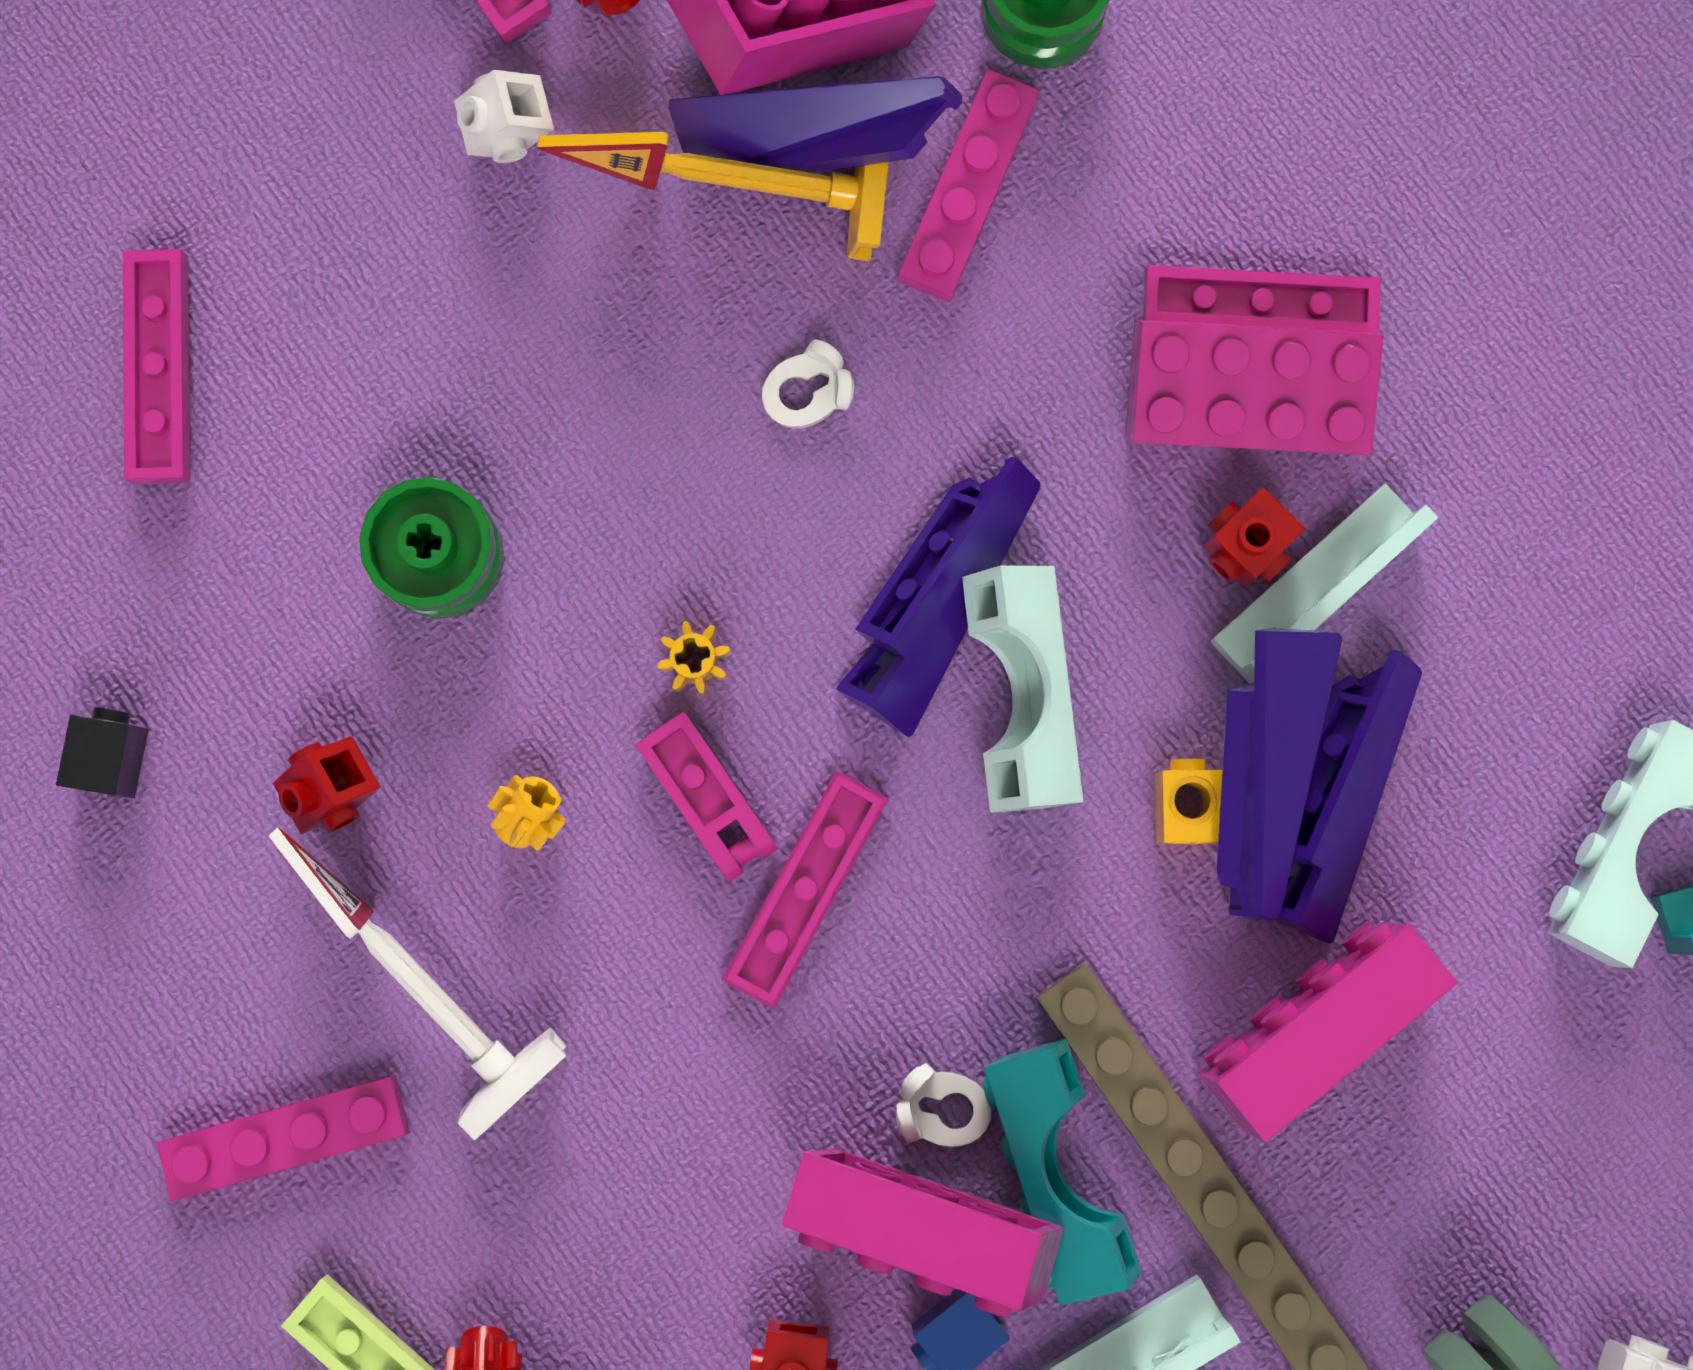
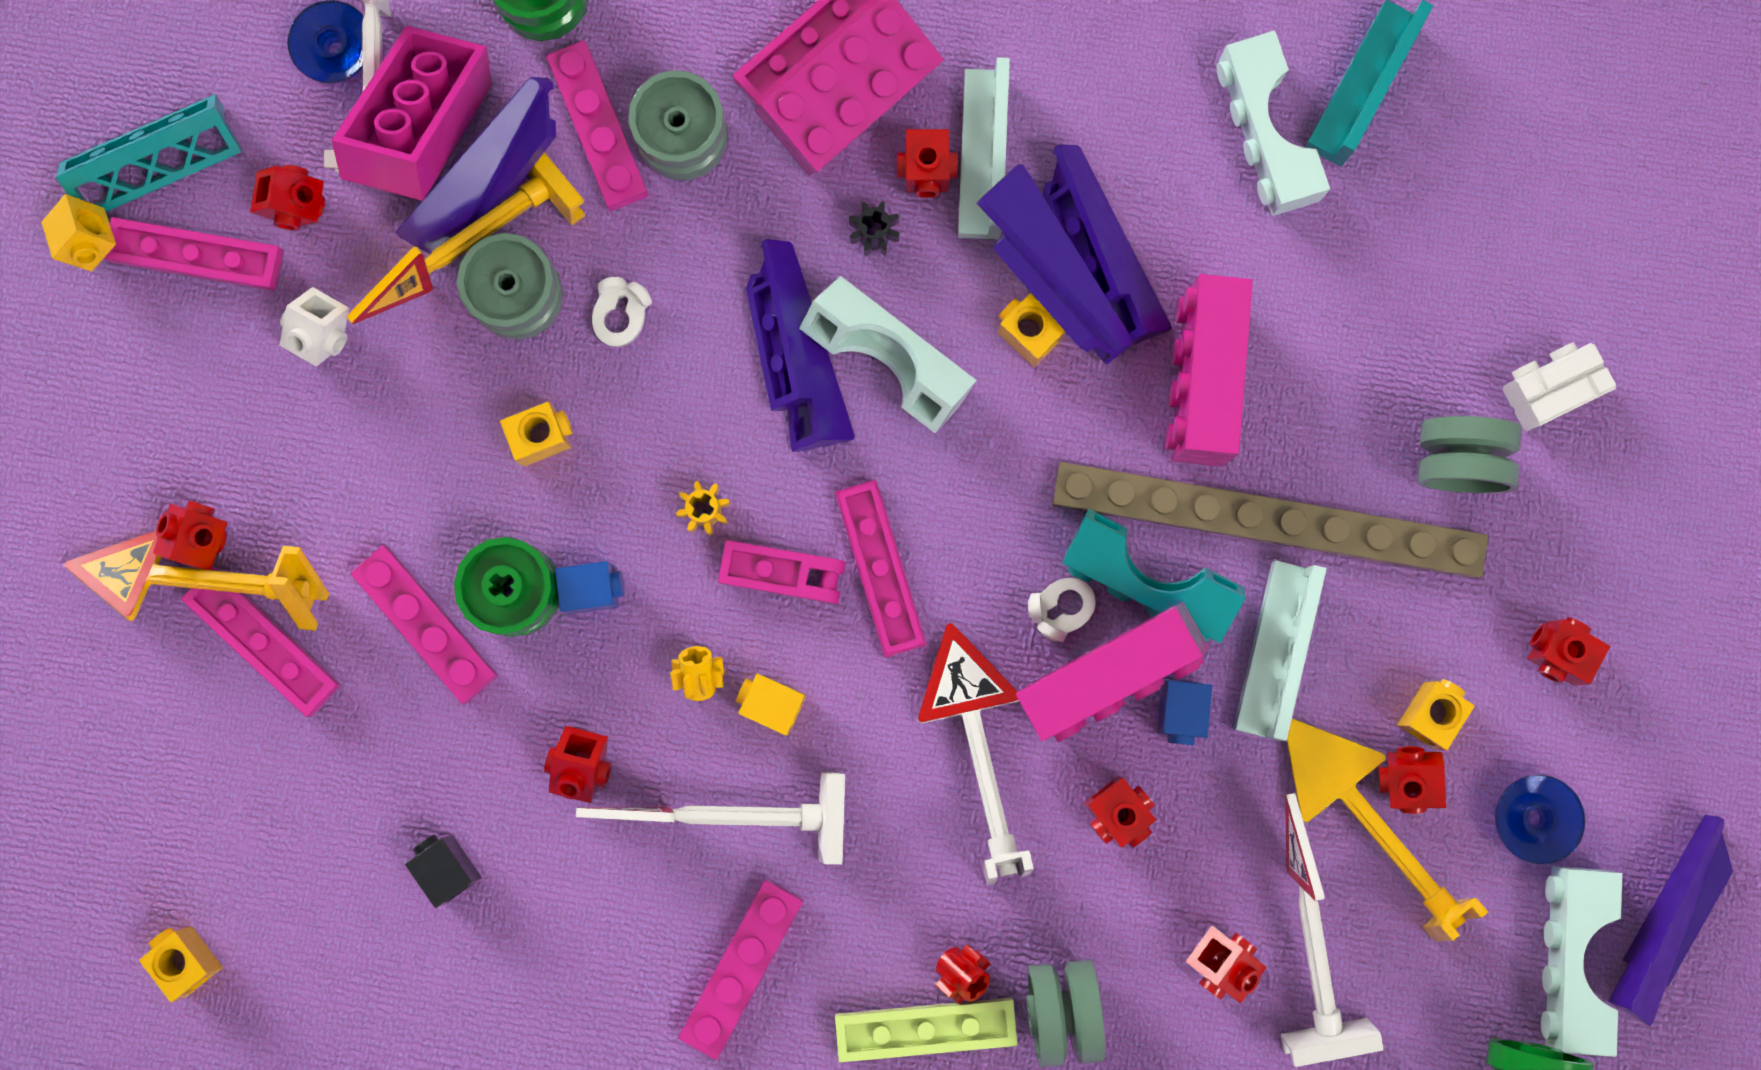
camera: 45 degrees left, 0 degrees up
(103, 173) = (127, 569): none -> yellow piece
(191, 200) = (190, 535): none -> red brick
(322, 502) = (424, 624): none -> dark pink plate
(509, 625) = (589, 587): none -> blue brick
(566, 912) = (770, 703): none -> yellow brick
(593, 408) = (518, 433): none -> yellow brick
(721, 226) = (495, 266): none -> sand green wheel
(771, 1088) = (964, 686): none -> piece
(1037, 230) = (674, 101): none -> sand green wheel
(1138, 536) = (866, 220): none -> black gear

